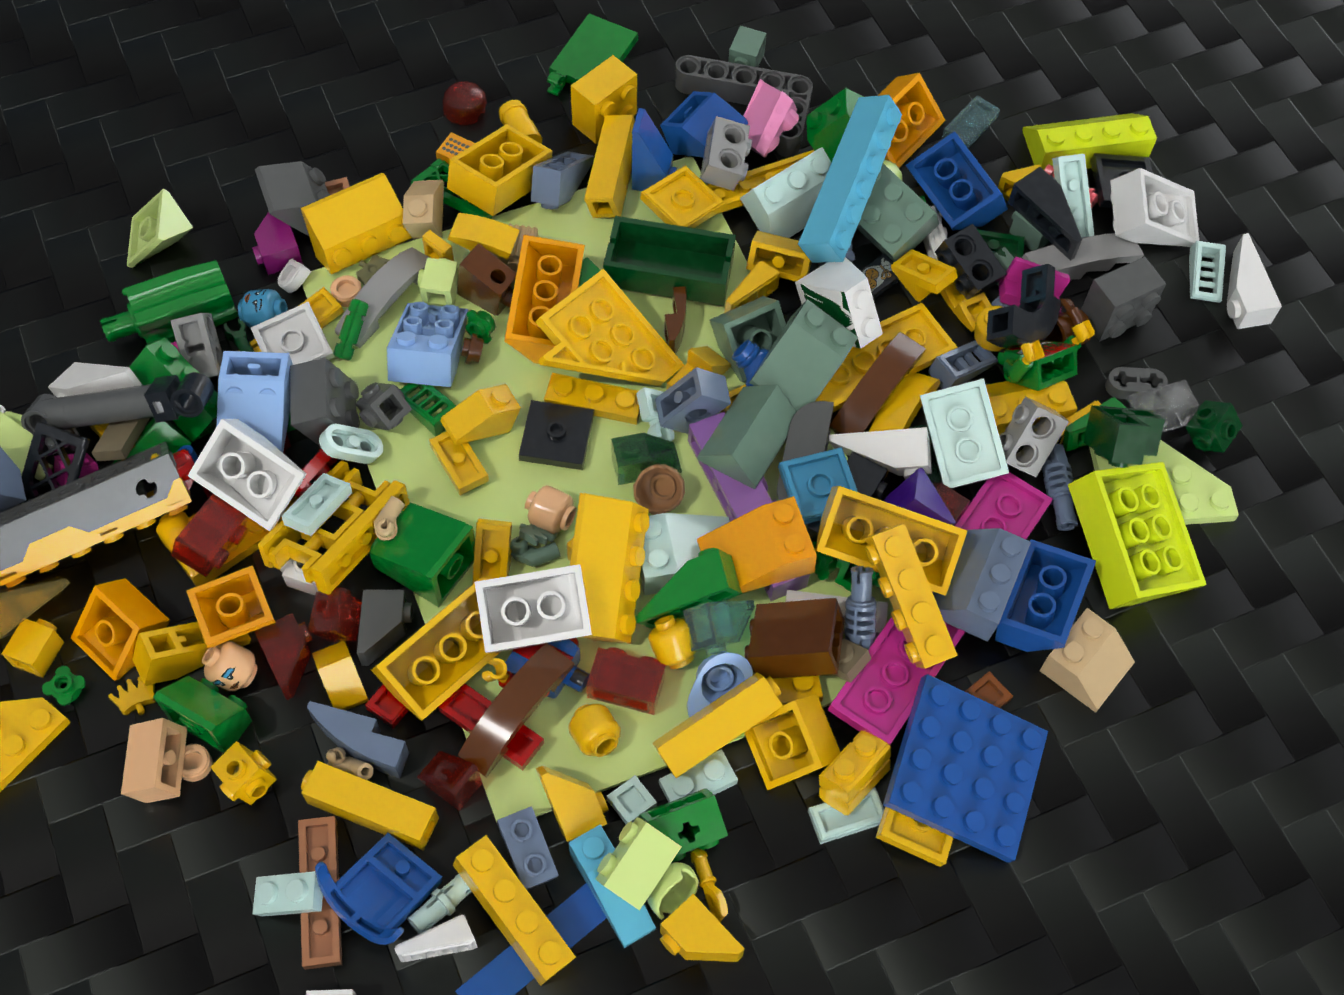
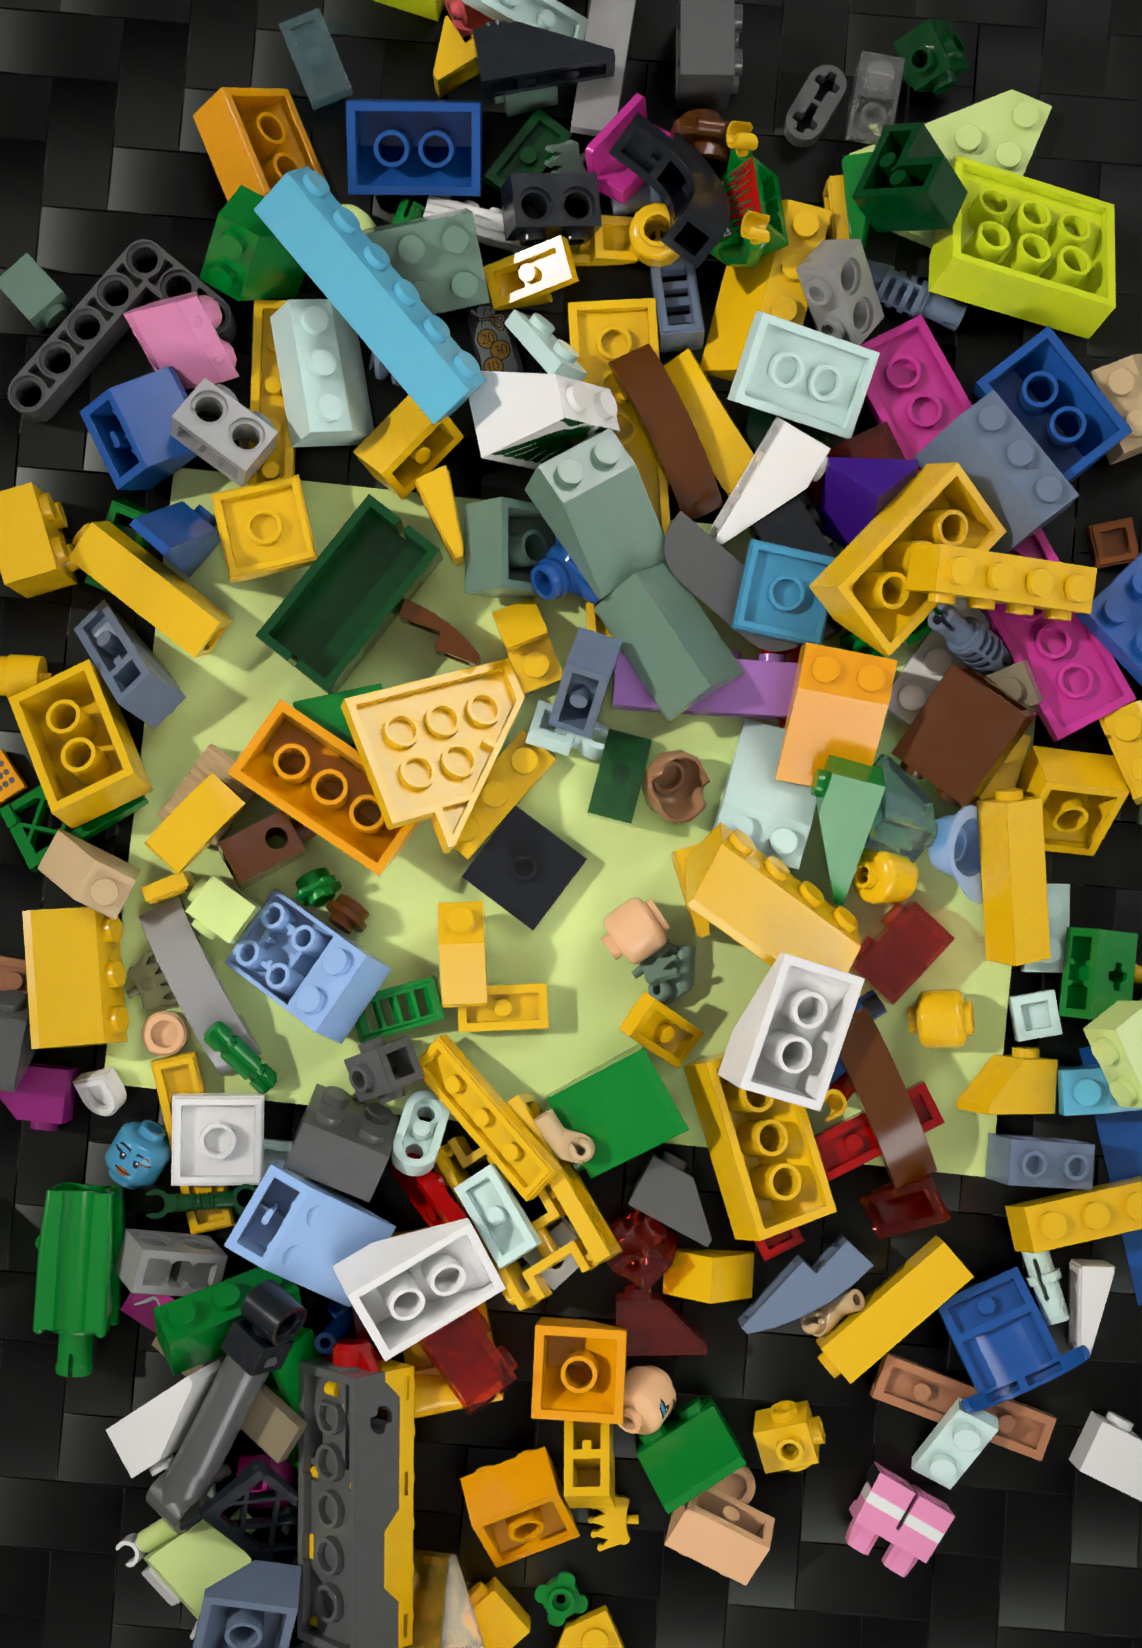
camera: 65 degrees left, 25 degrees up
(217, 882) = (899, 1514): none -> bright pink hips
(379, 475) = (487, 1118): none -> yellow tile
(888, 296) = (537, 337): none -> light aqua plate

